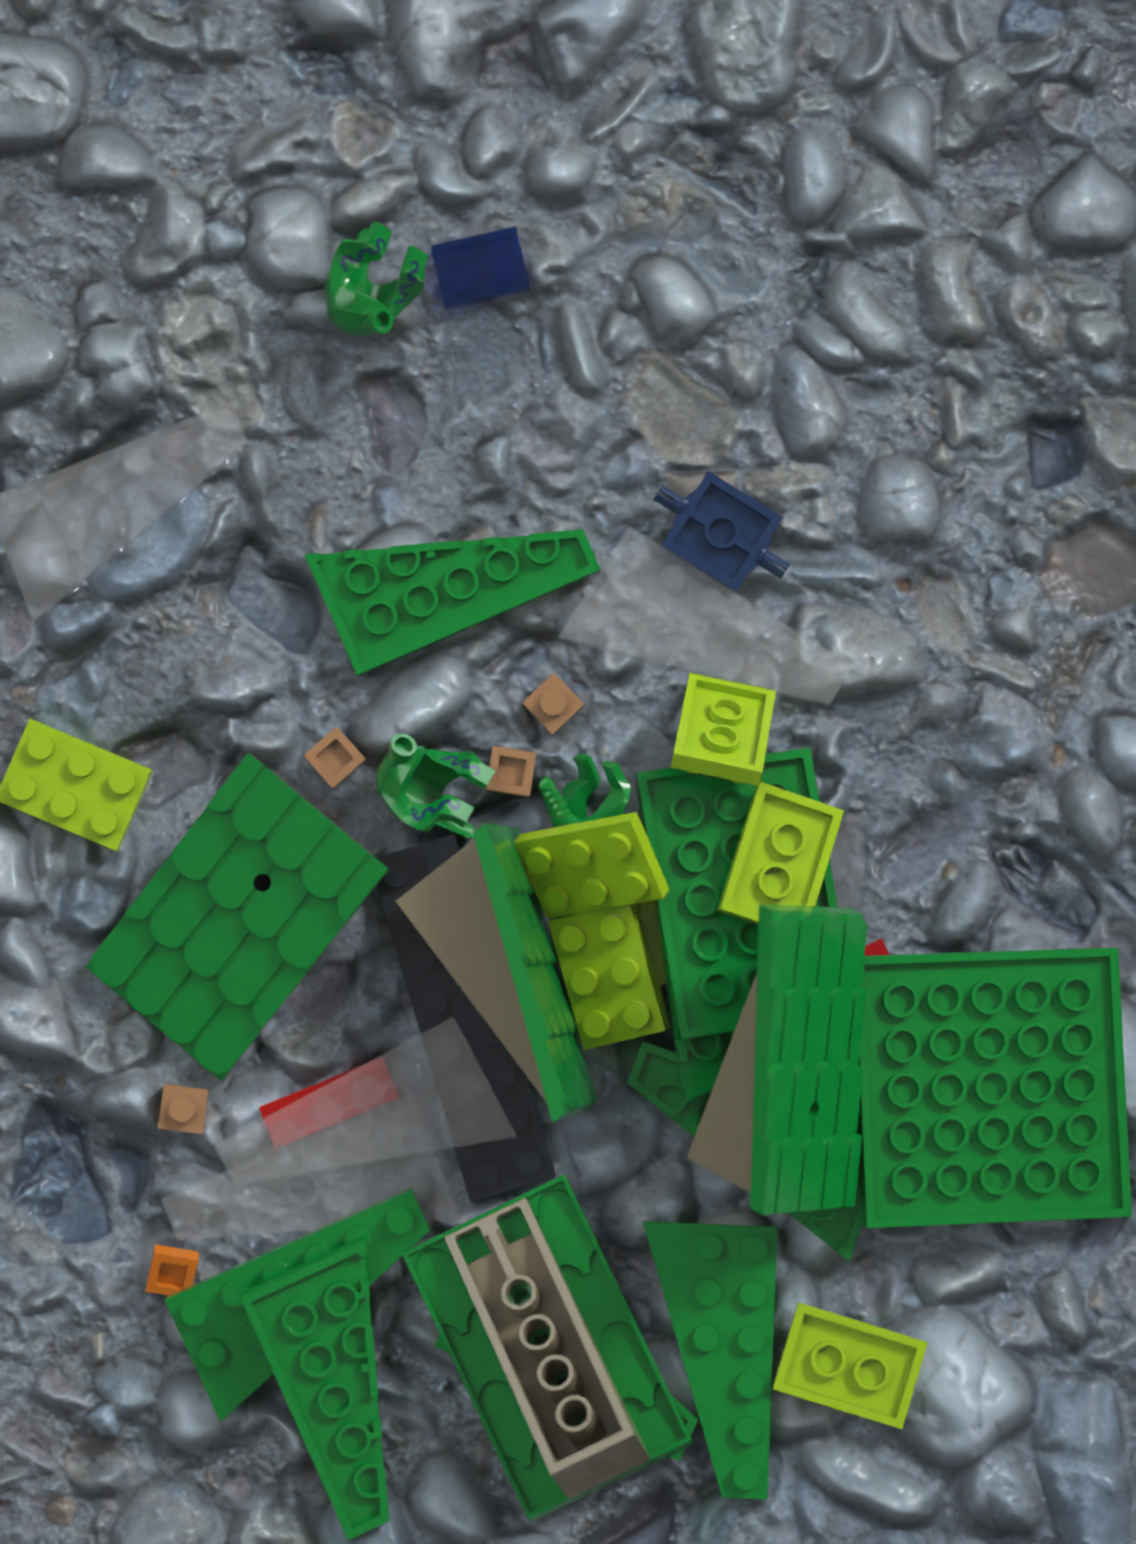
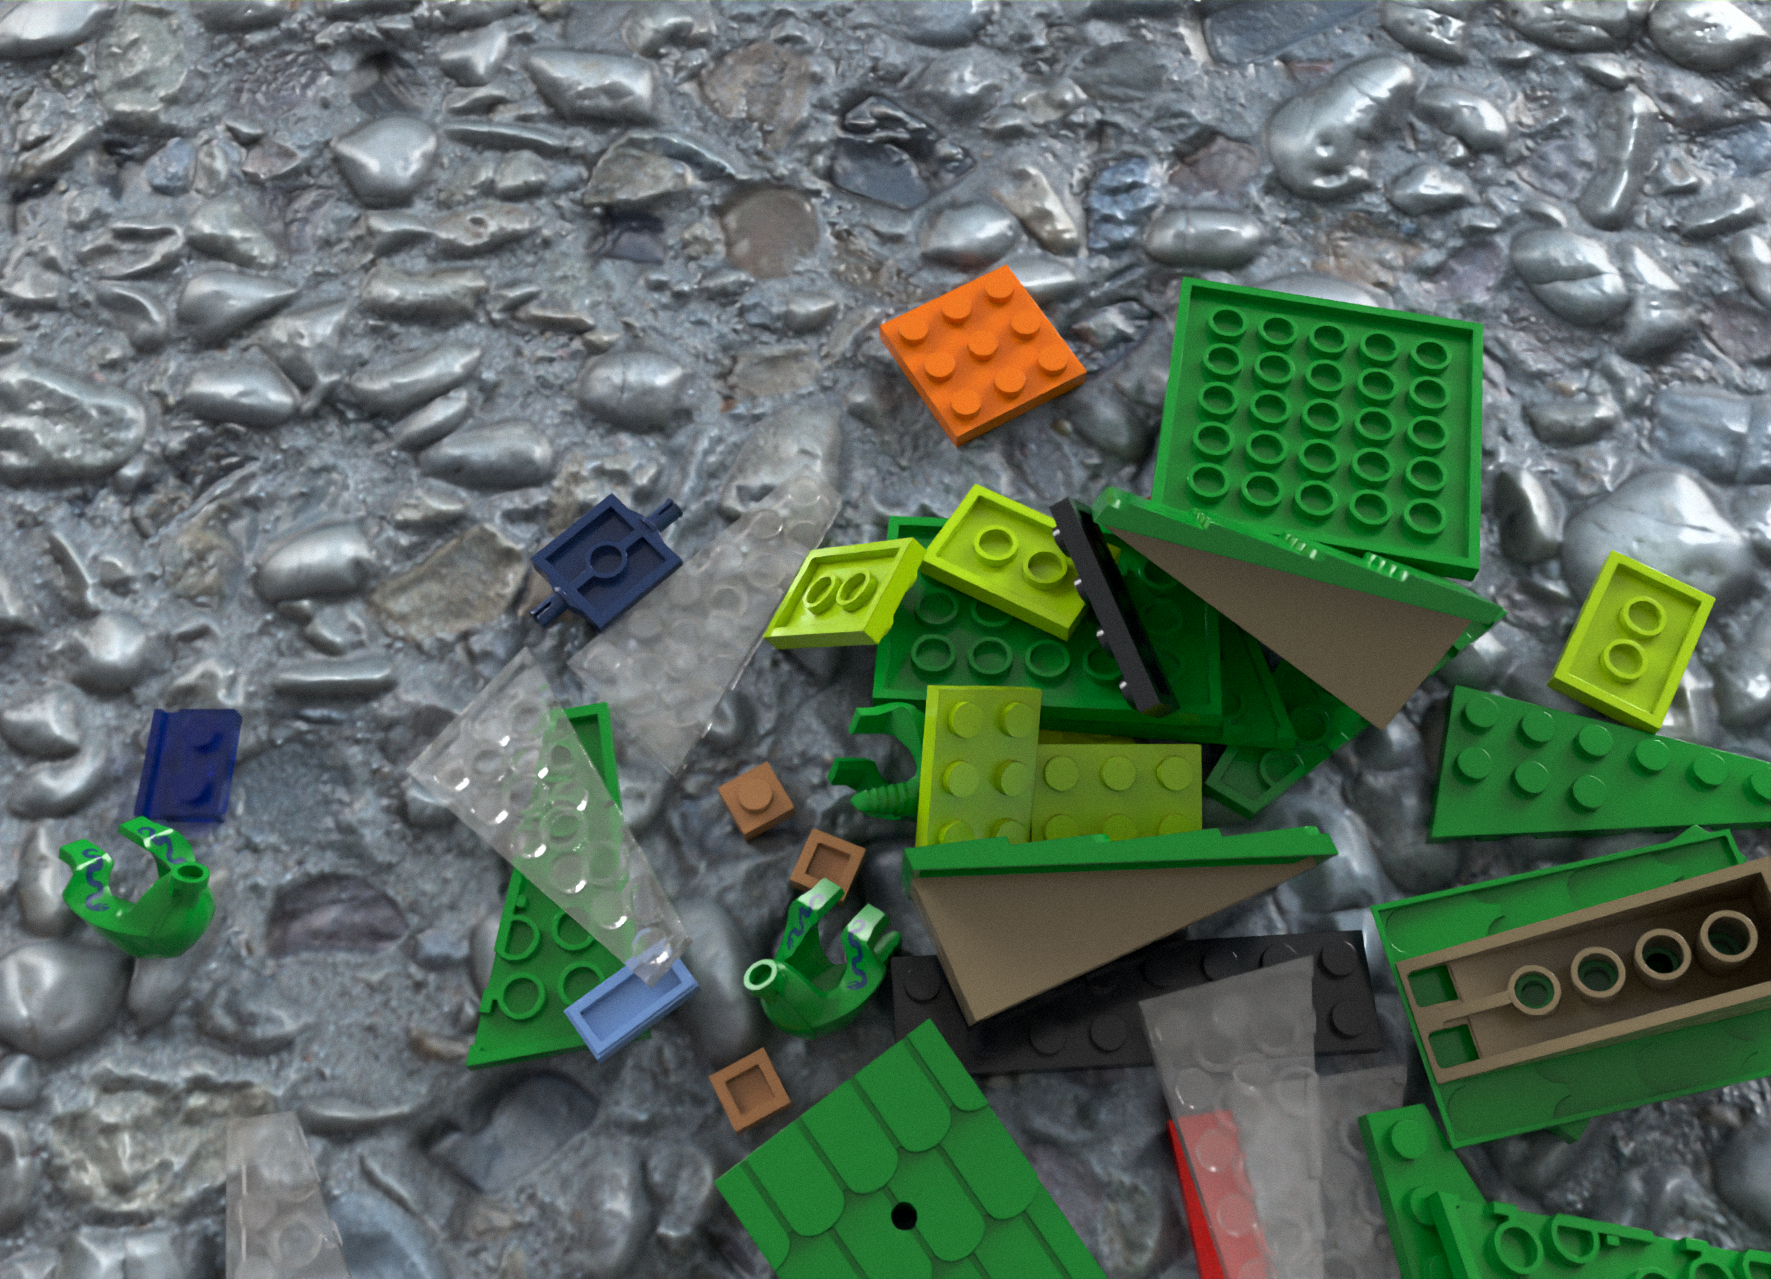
camera: 75 degrees left, 20 degrees down
(375, 657) = (628, 1007): none -> medium blue tile
(507, 540) = (538, 800): none -> clear wing
(730, 944) = (1121, 628): none -> black plate
(1002, 789) = (982, 355): none -> orange plate

